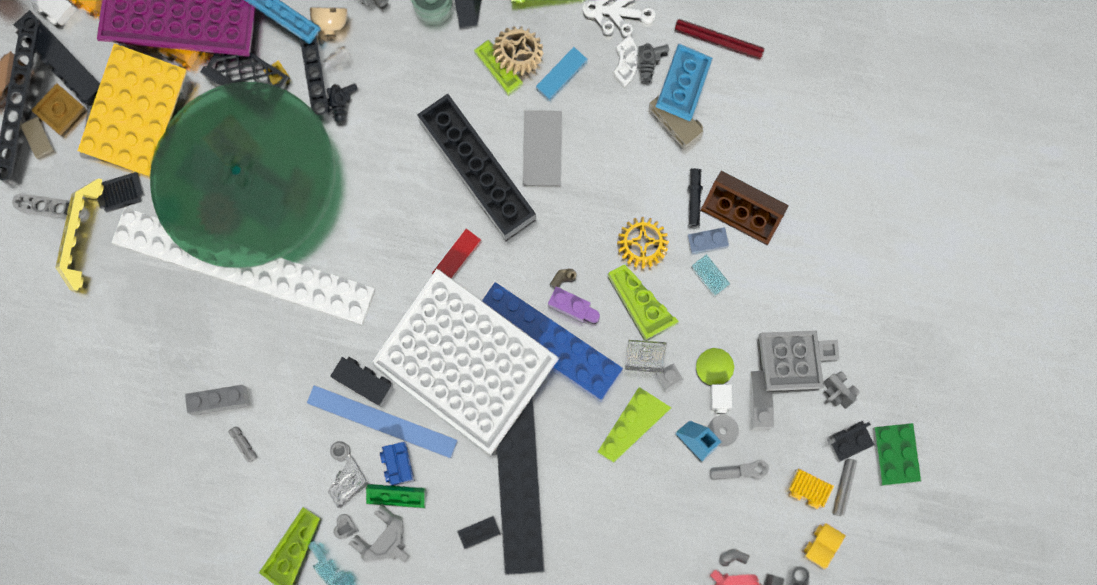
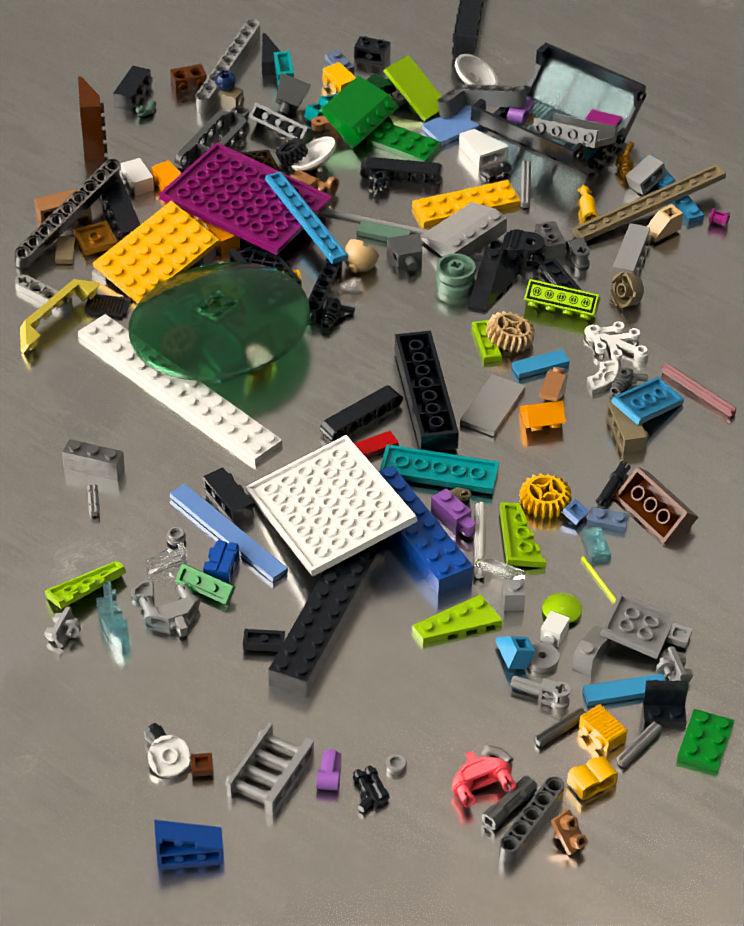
camera: 20 degrees right, 35 degrees down
(430, 220) = (361, 413): none -> black beam
(533, 254) = (442, 468): none -> teal plate
(593, 110) = (554, 384): none -> medium nougat slope
(594, 140) = (543, 414): none -> light orange slope
(607, 320) = (479, 537): none -> white axle
(677, 248) = (575, 511): none -> medium blue plate
(732, 316) = (599, 579): none -> neon yellow piece
(772, 501) = (559, 727): none -> dark grey axle
(808, 432) = (617, 690): none -> dark azure tile

